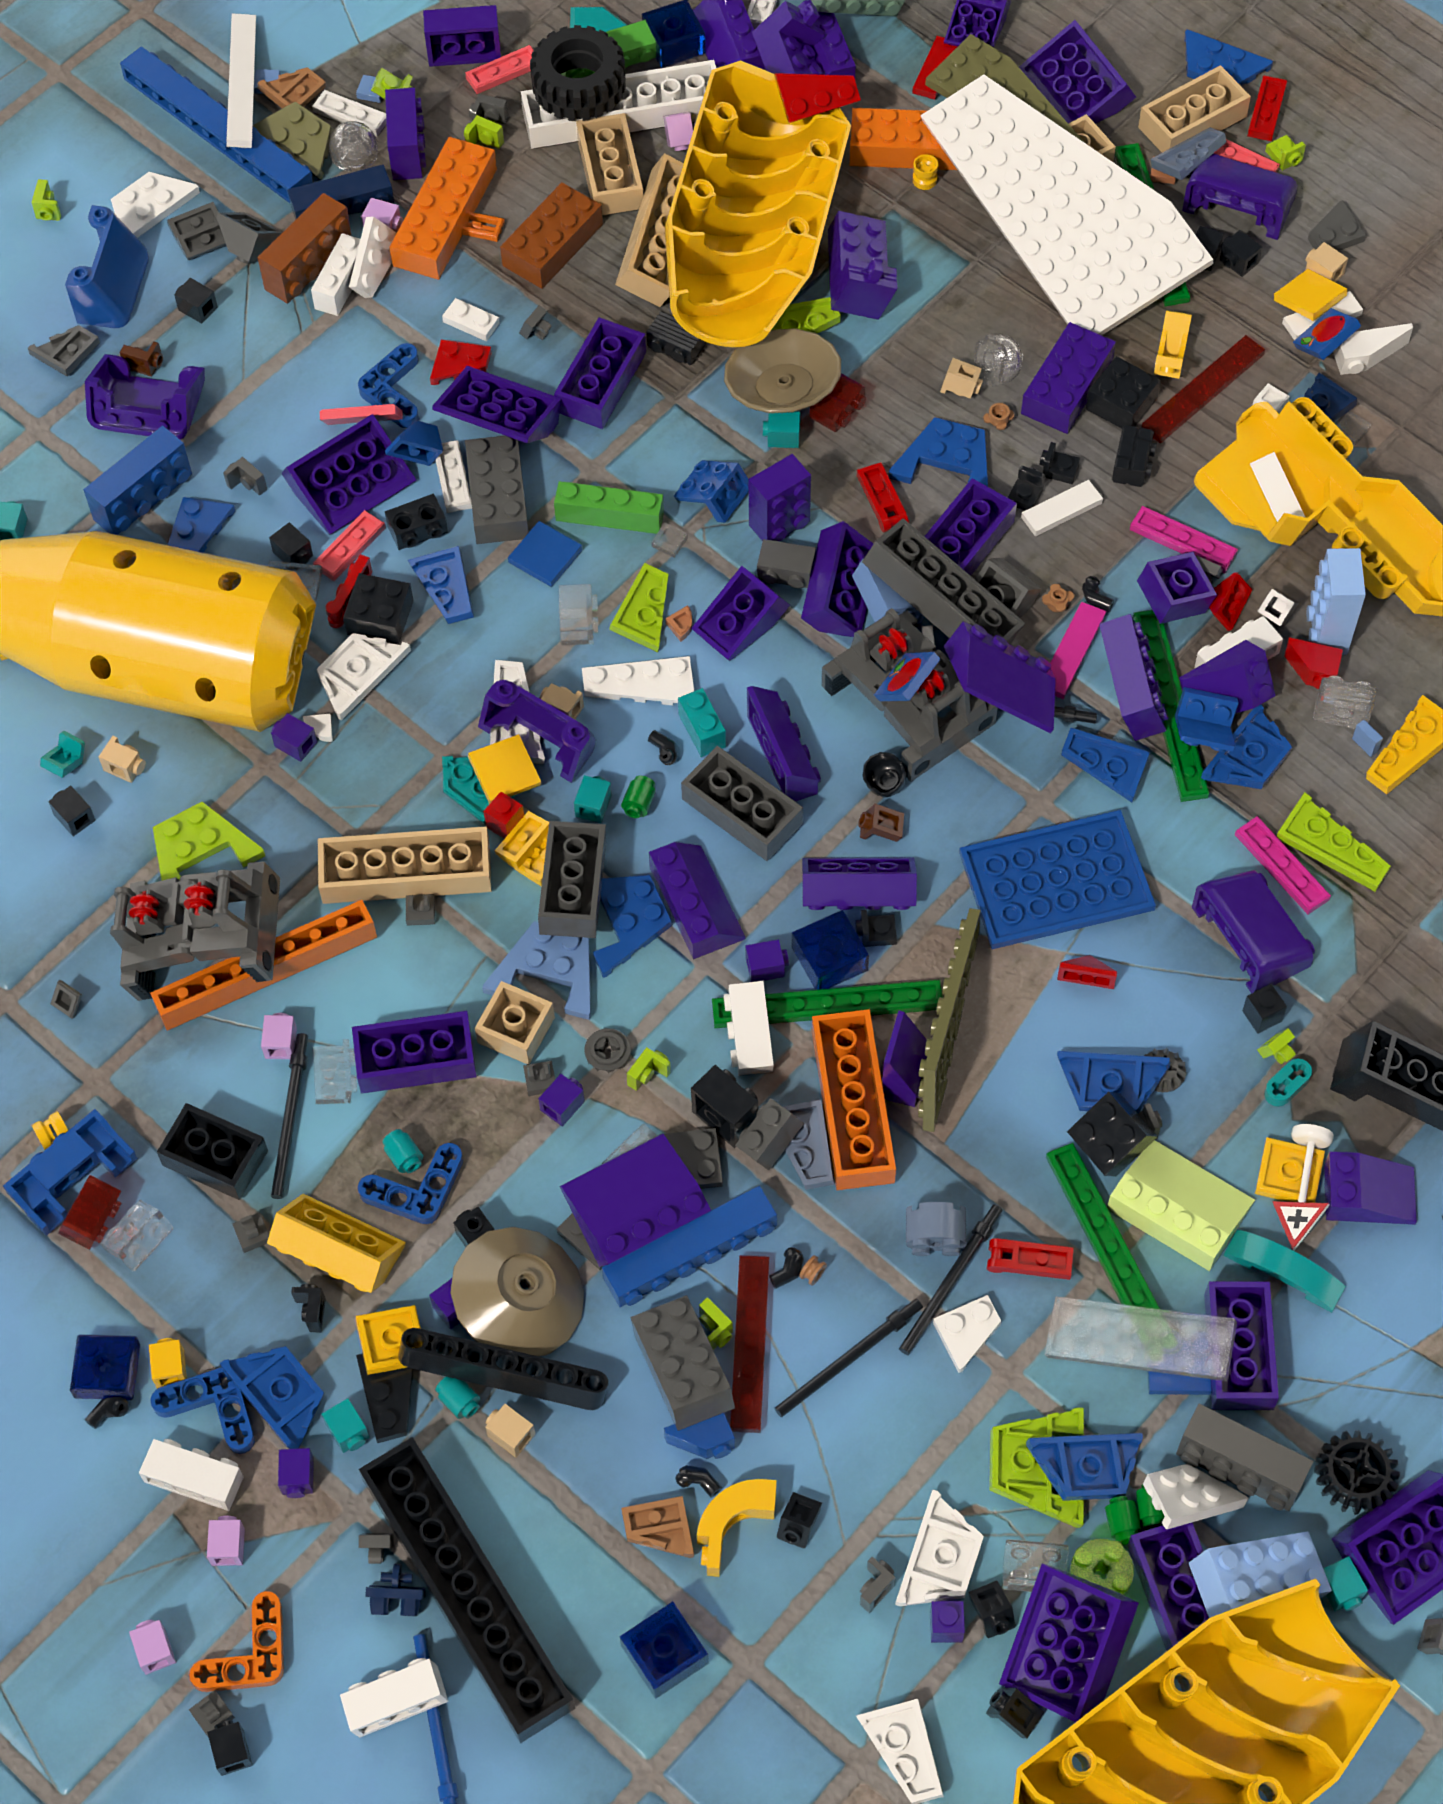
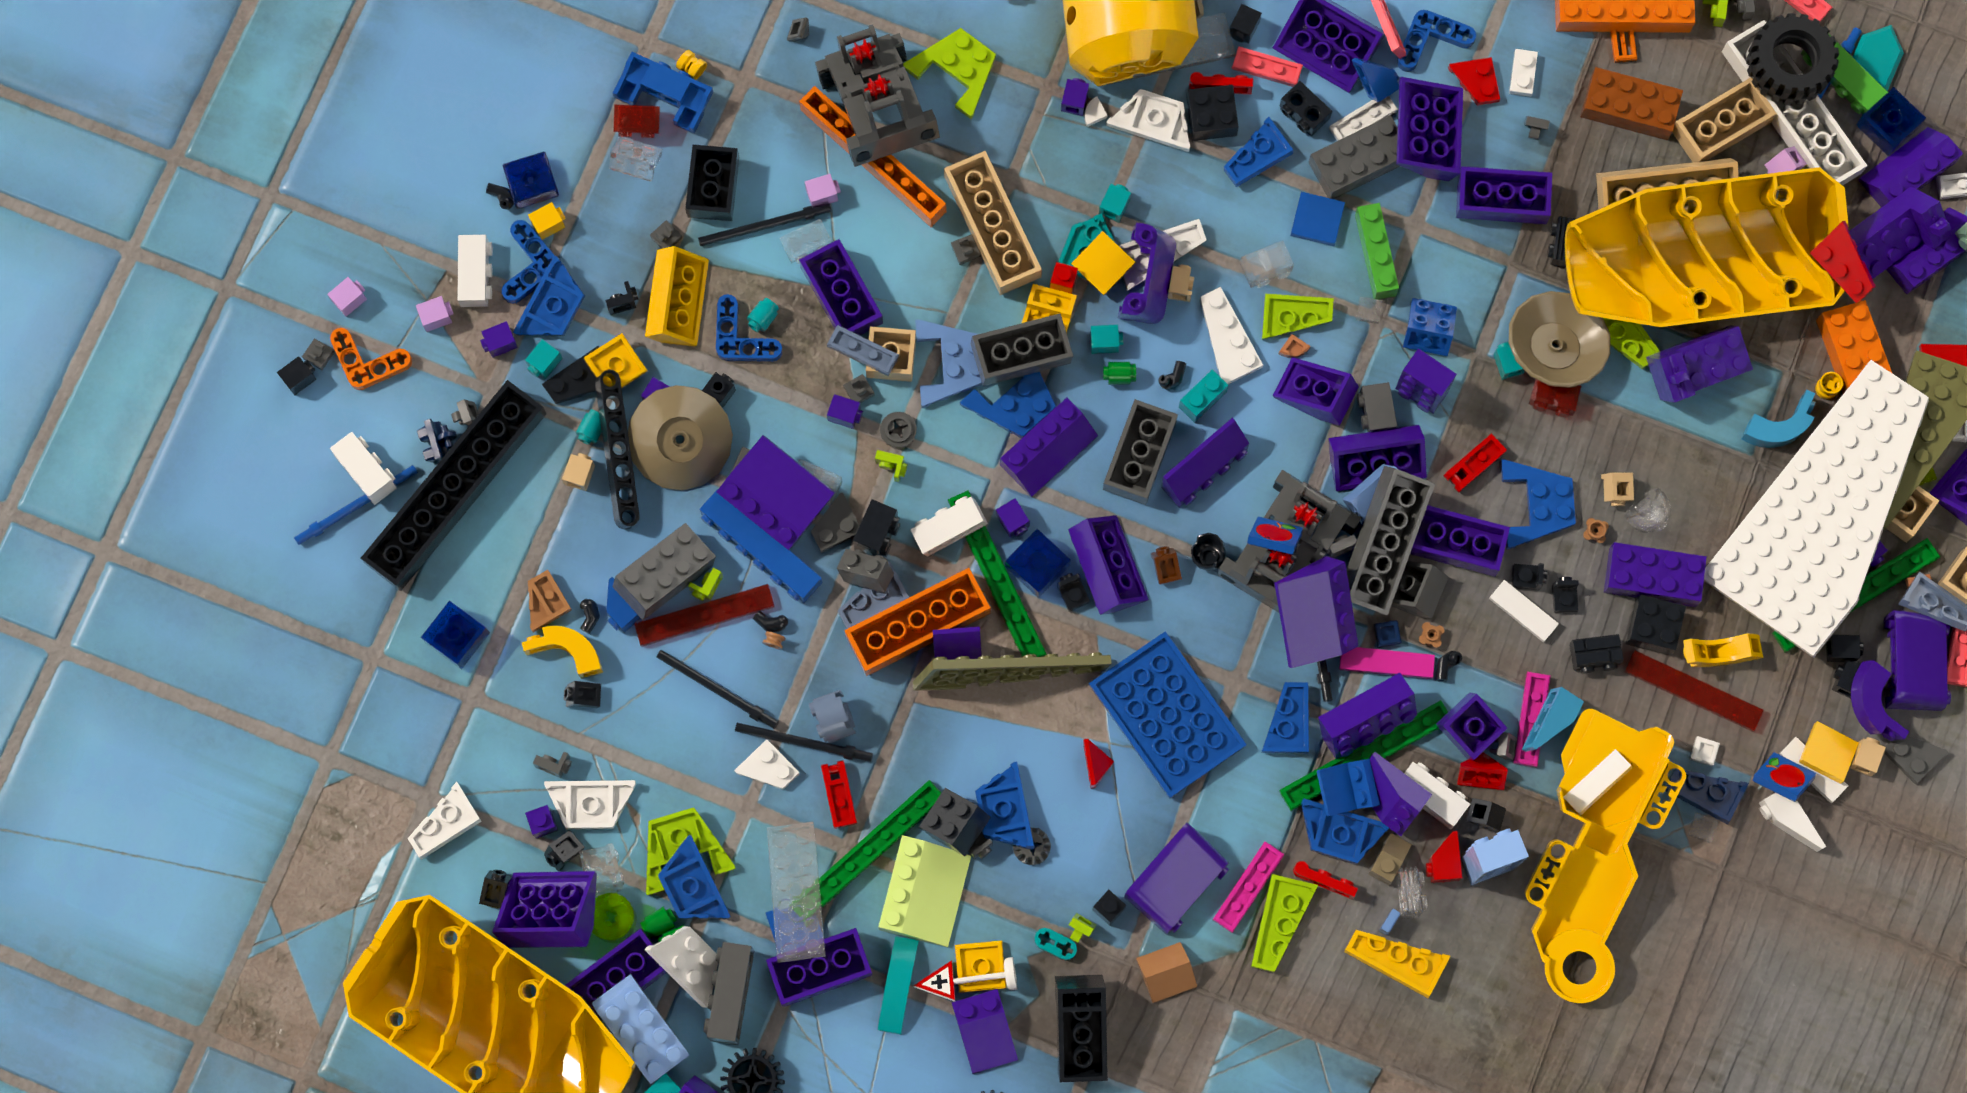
camera: 70 degrees right, 15 degrees up
(437, 737) = (1115, 202): none -> teal brick
(502, 1043) = (862, 350): none -> sand blue tile
(954, 237) = (1777, 434): none -> dark azure arch
(1040, 639) = (1387, 633): none -> dark blue tile
(1193, 513) = (1556, 714): none -> dark azure slope
(1272, 236) = (1867, 702): none -> dark purple arch
(1298, 716) = (1390, 859): none -> dark tan slope
(1313, 771) = (1323, 879): none -> red plate
(1355, 976) = (1167, 972): none -> medium nougat slope

